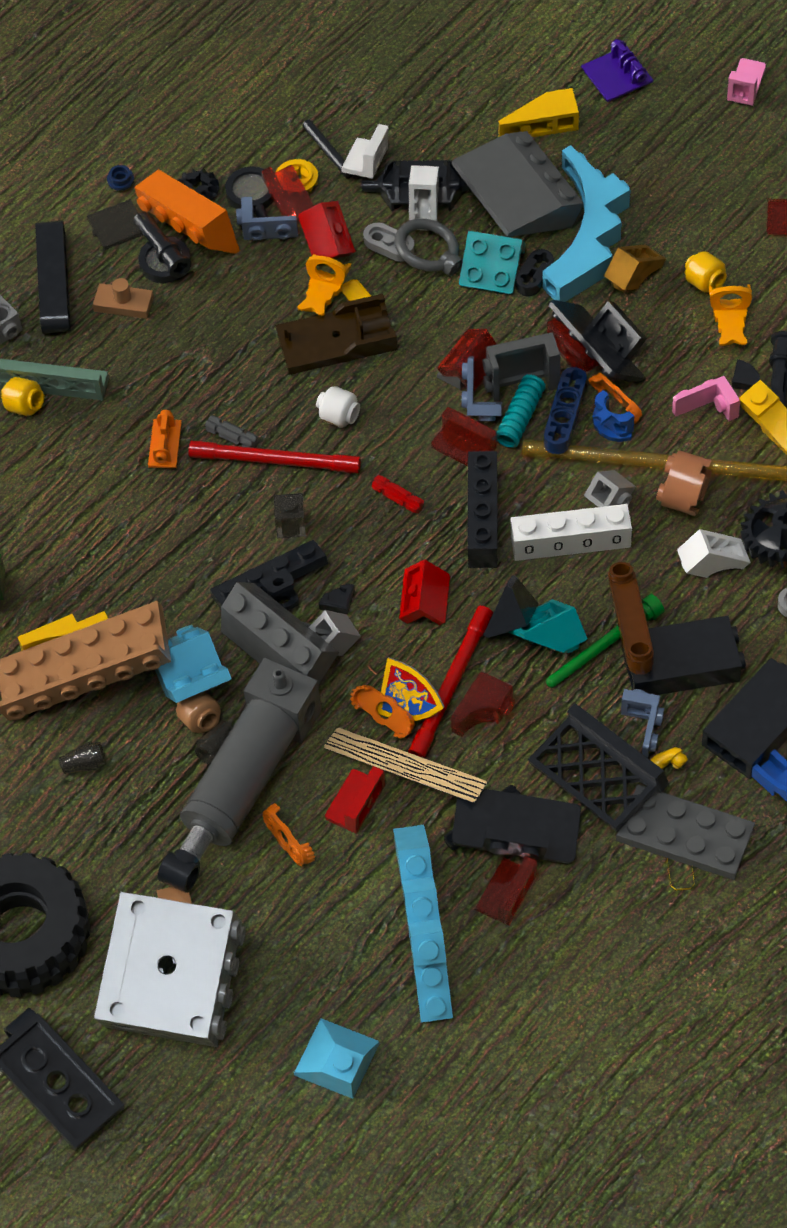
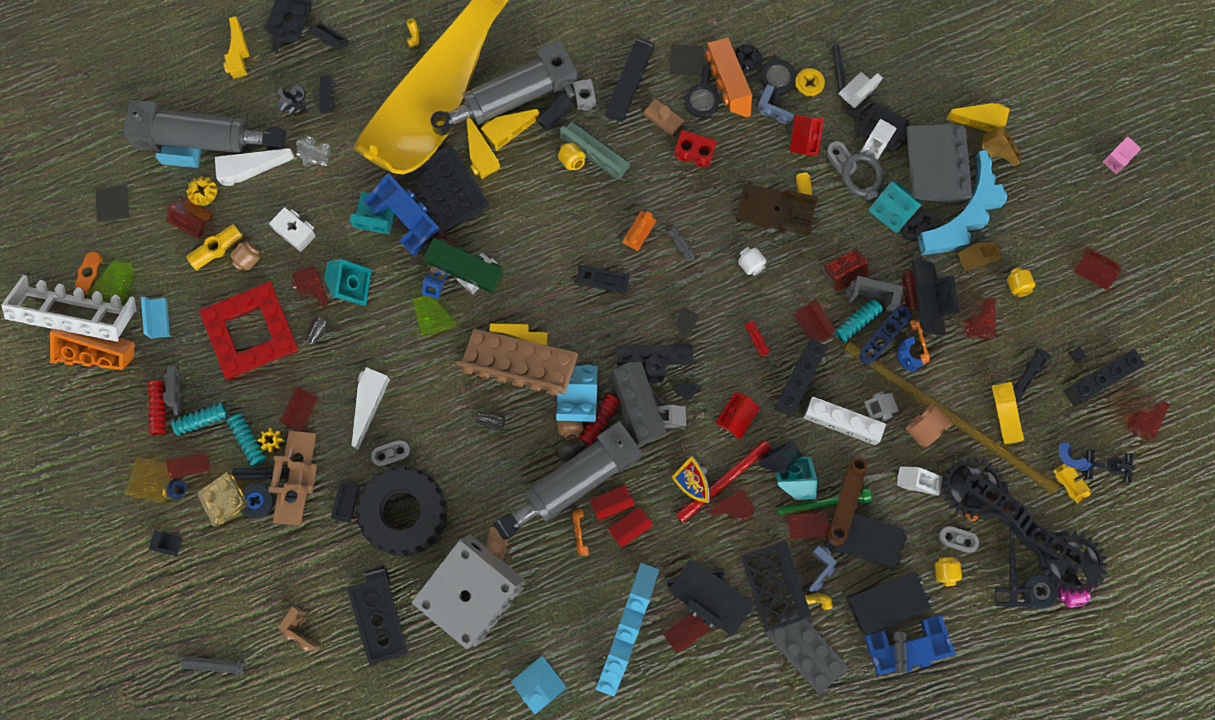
camera: 20 degrees right, 20 degrees up
(120, 178) = (704, 24): dark blue plate -> none
(145, 520) = (602, 279): none -> black plate
(167, 251) = (705, 99): black pin -> none
(186, 314) = (696, 143): none -> red brick
(214, 451) = (731, 297): red piece -> none
(240, 668) = (602, 415): none -> red piece
(287, 191) = (798, 94): clear red panel -> none
(313, 782) = (612, 503): none -> red panel
(323, 285) = (786, 170): light orange hair -> none
(369, 698) = (681, 491): orange piece -> none
(405, 764) = (669, 525): tan sticker -> none
(485, 410) = (836, 307): sand blue bracket -> none
(584, 132) = (1000, 144): none -> pearl gold arch
(595, 674) = (808, 525): none -> clear red panel
(617, 72) = (1044, 106): dark purple hinge -> none
(686, 341) = (984, 324): none -> clear red arch
(712, 390) = (983, 378): bright pink bracket -> none
(730, 313) = (1020, 318): light orange hair -> none
(744, 375) = (1006, 366): black tile -> none

